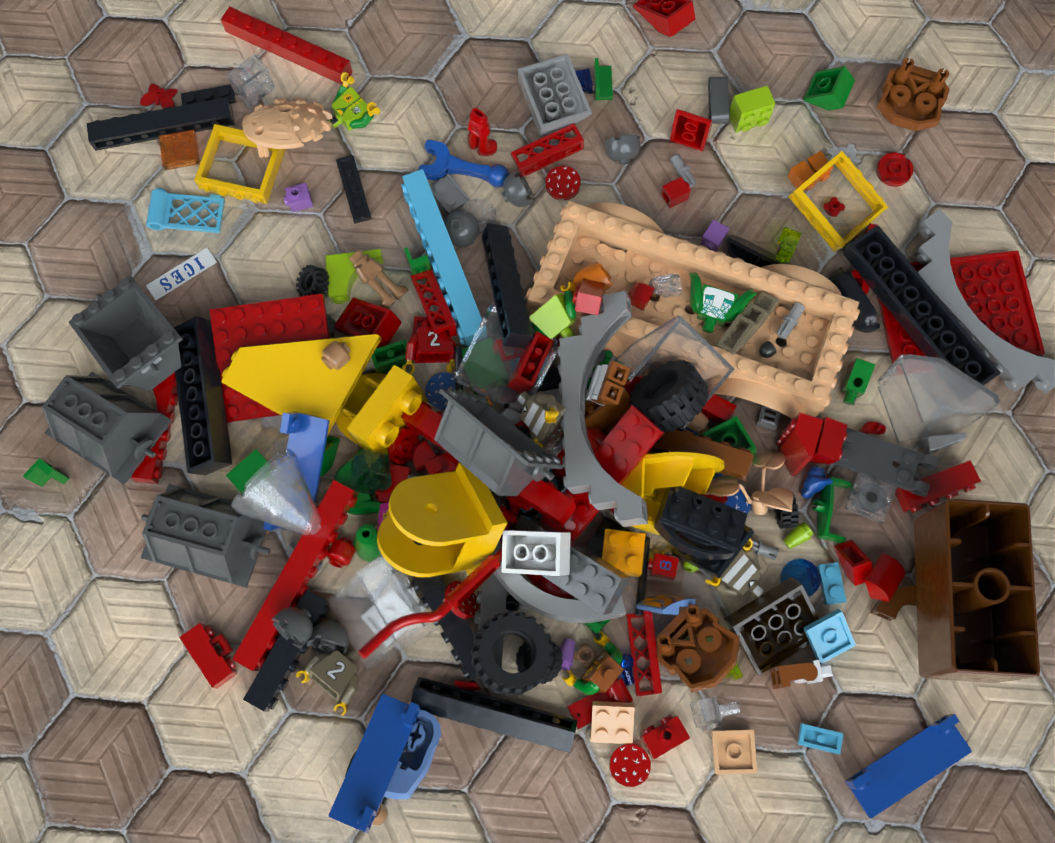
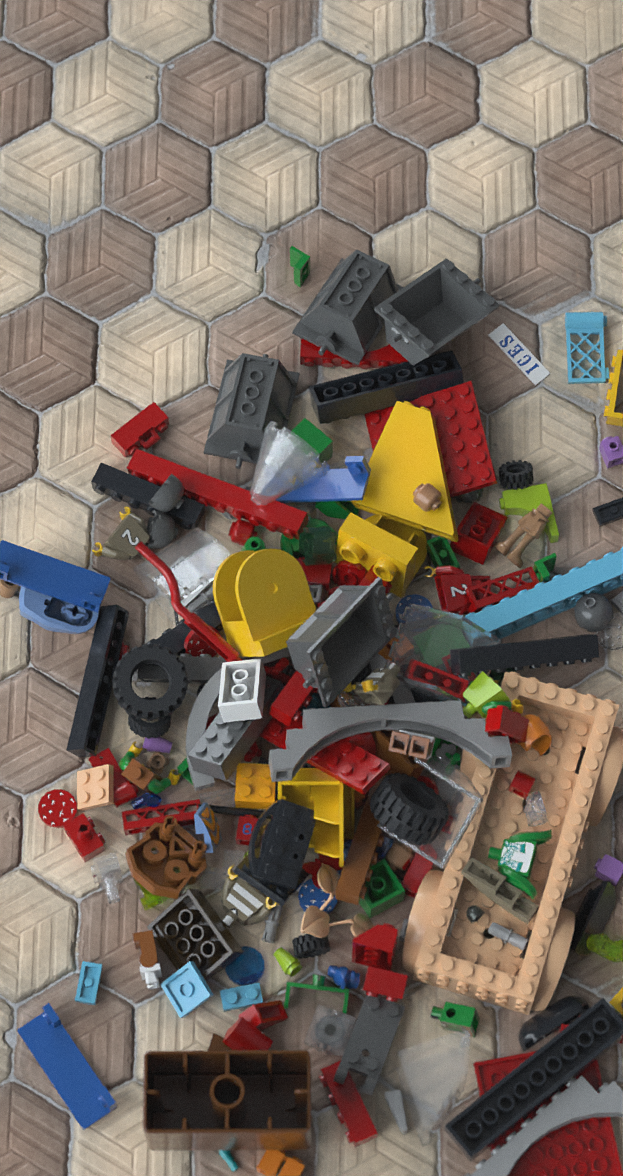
camera: 85 degrees right, 5 degrees down
(734, 752) = (73, 902): light nougat plate -> none
(873, 428) = (409, 1036): red arm -> none

